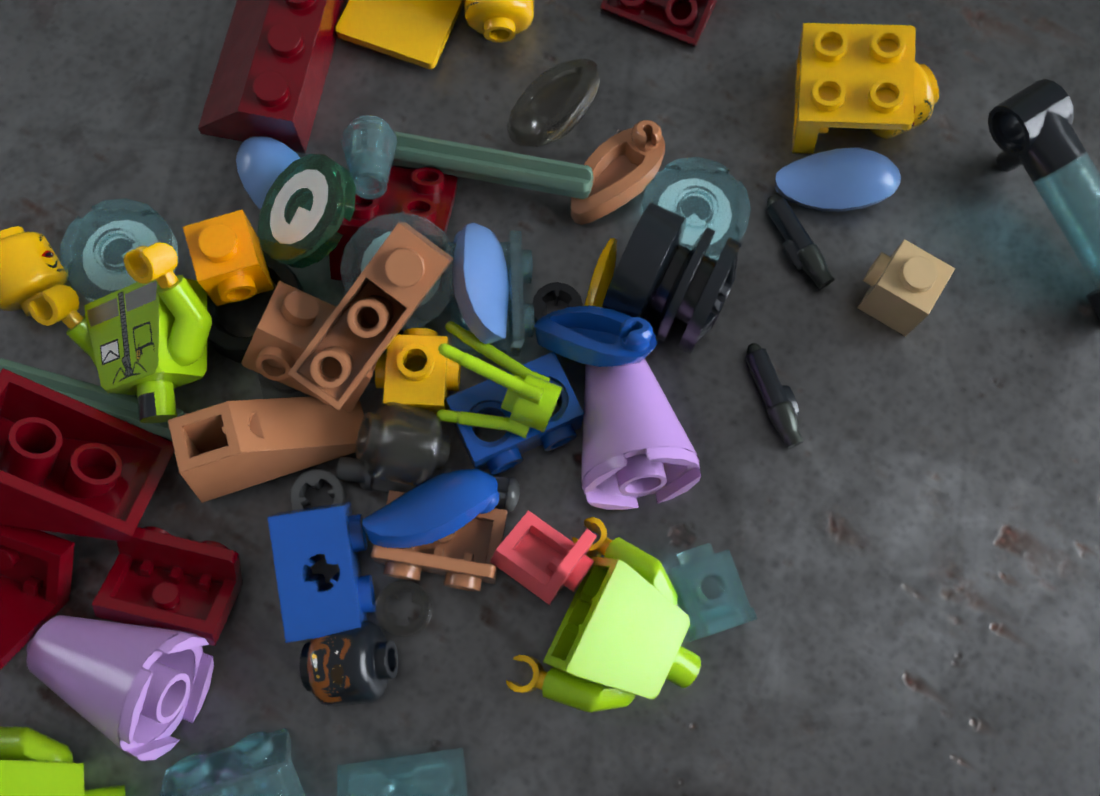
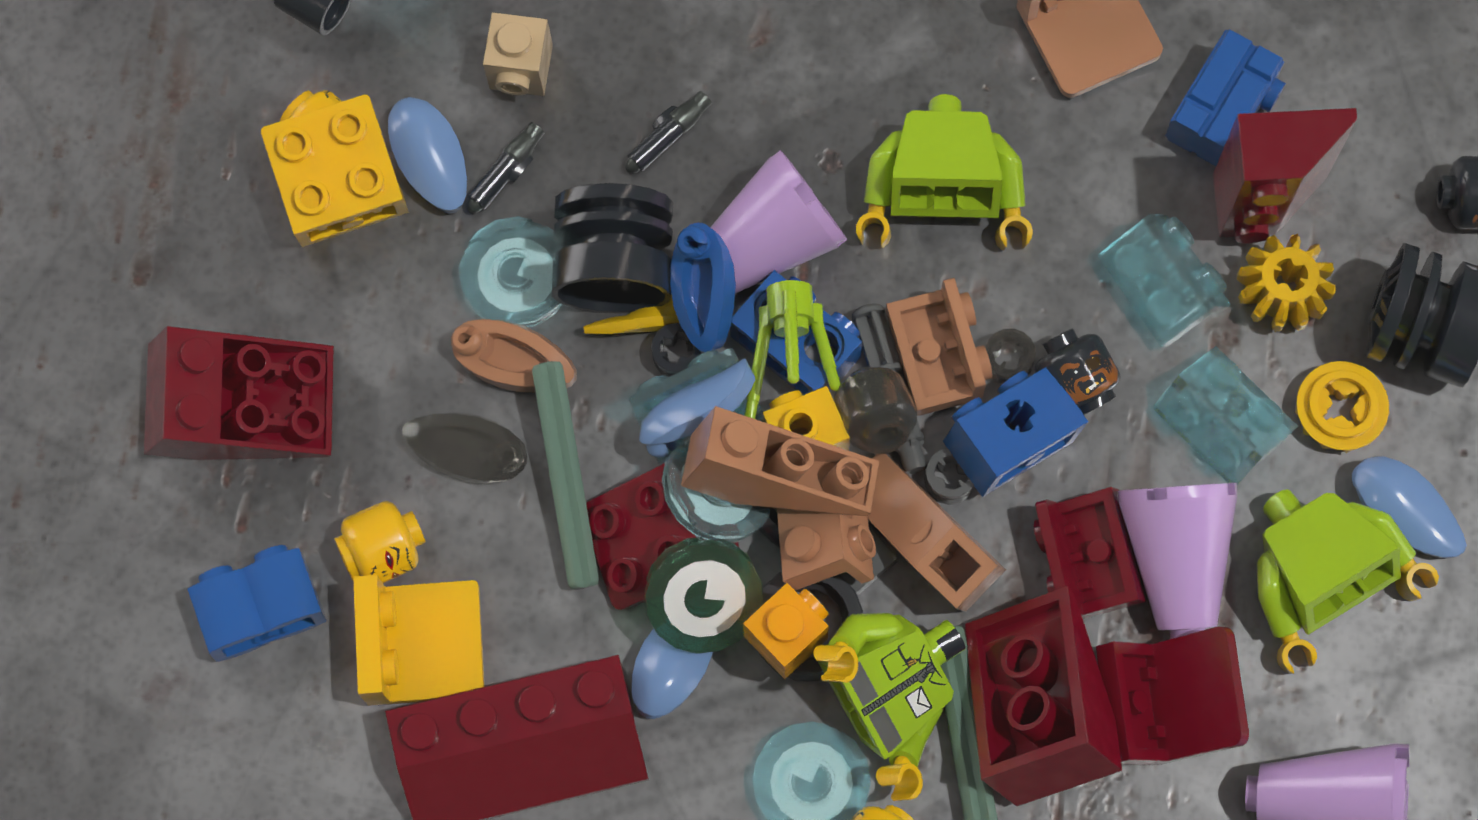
camera: 105 degrees left, 0 degrees up
(369, 154) = (617, 570): clear light blue cone -> none
(433, 509) = (919, 353): blue arm -> none
(543, 557) = (913, 250): coral bracket -> none
(706, 614) = (867, 132): clear light blue brick -> none

